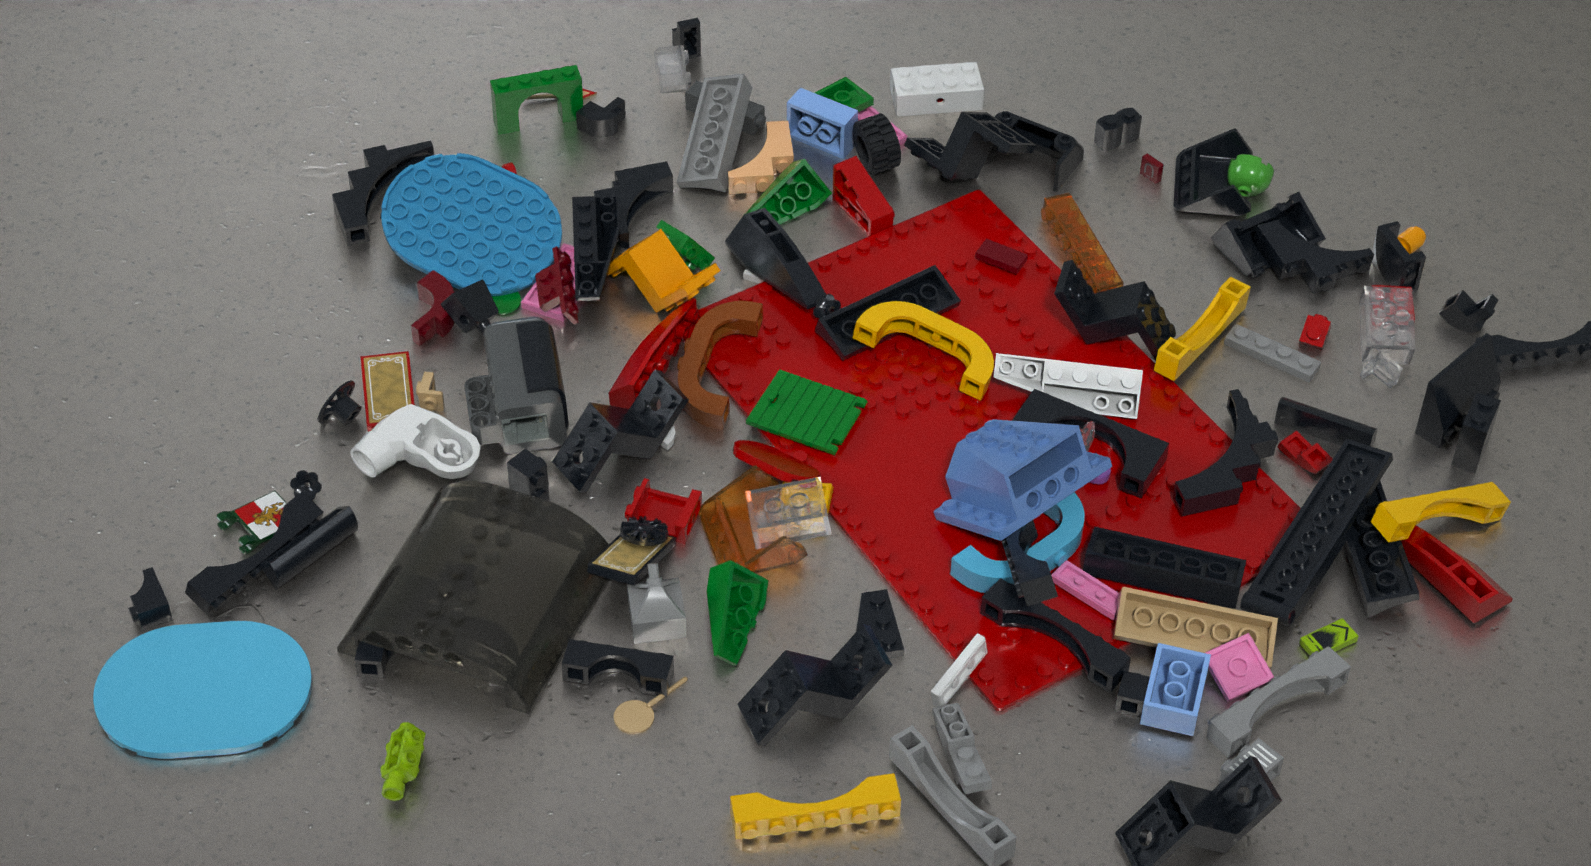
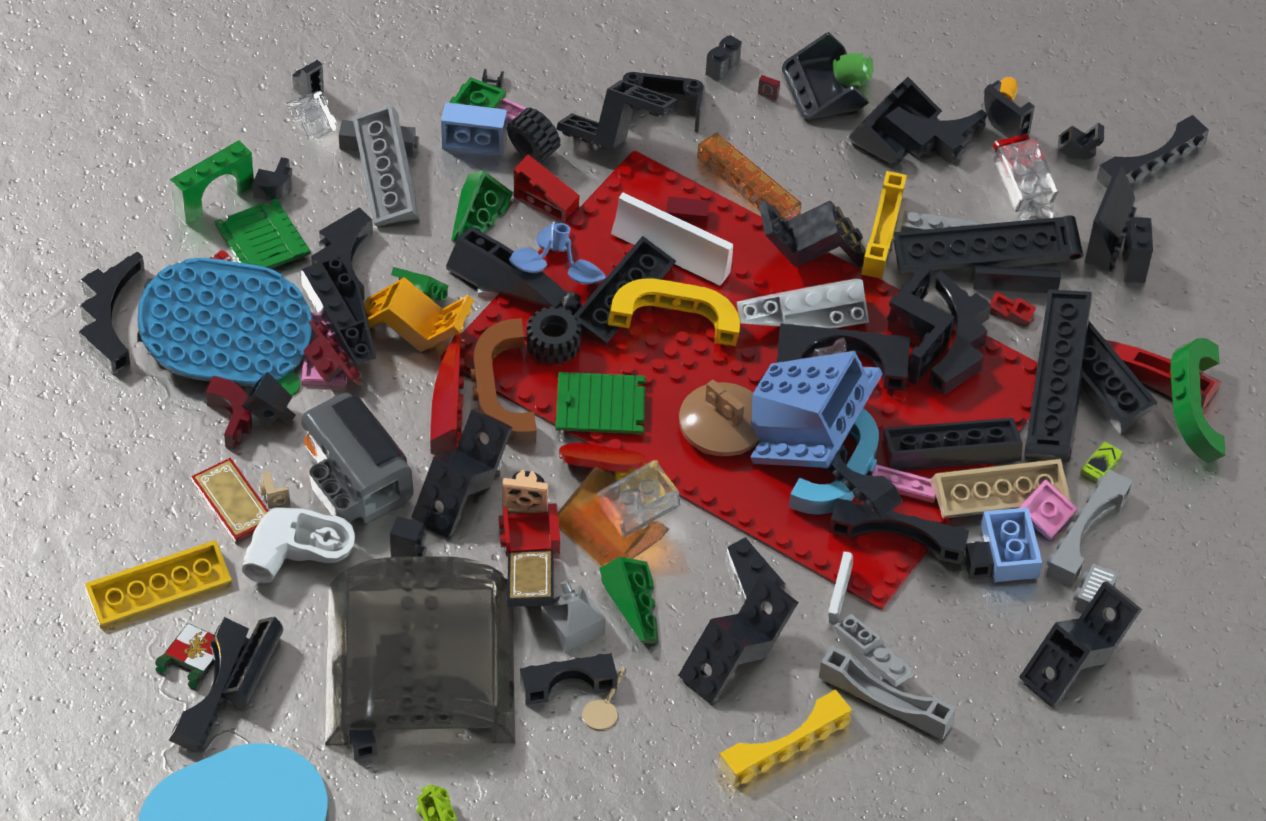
camera: 25 degrees left, 5 degrees up
(150, 603) = (147, 760): black arch -> none
(267, 443) = (157, 583): none -> yellow arch
(301, 481) = (214, 614): black plant -> none
(343, 408) = (205, 528): black wheel -> none
(563, 164) = (263, 236): none -> green door
(643, 531) = (527, 553): black wheel -> none
(676, 470) = (525, 493): none -> light nougat piece
(772, 159) = (448, 174): light nougat arch -> none
(791, 332) = (553, 348): none -> black tyre
(843, 242) = (556, 238): none -> medium blue plant
(877, 91) = (499, 81): none -> black piece
(915, 463) = (719, 419): none -> medium nougat bracket
(936, 89) = (551, 64): white brick -> none
(976, 285) = (687, 244): none -> white arch
(1190, 434) = (921, 321): none -> black bracket
(1311, 381) = (990, 244): none -> black hinge
(1315, 331) = (970, 197): red bracket -> none
(1452, 597) = (1186, 398): none -> green arch
(1477, 503) = (1162, 310): yellow arch -> none

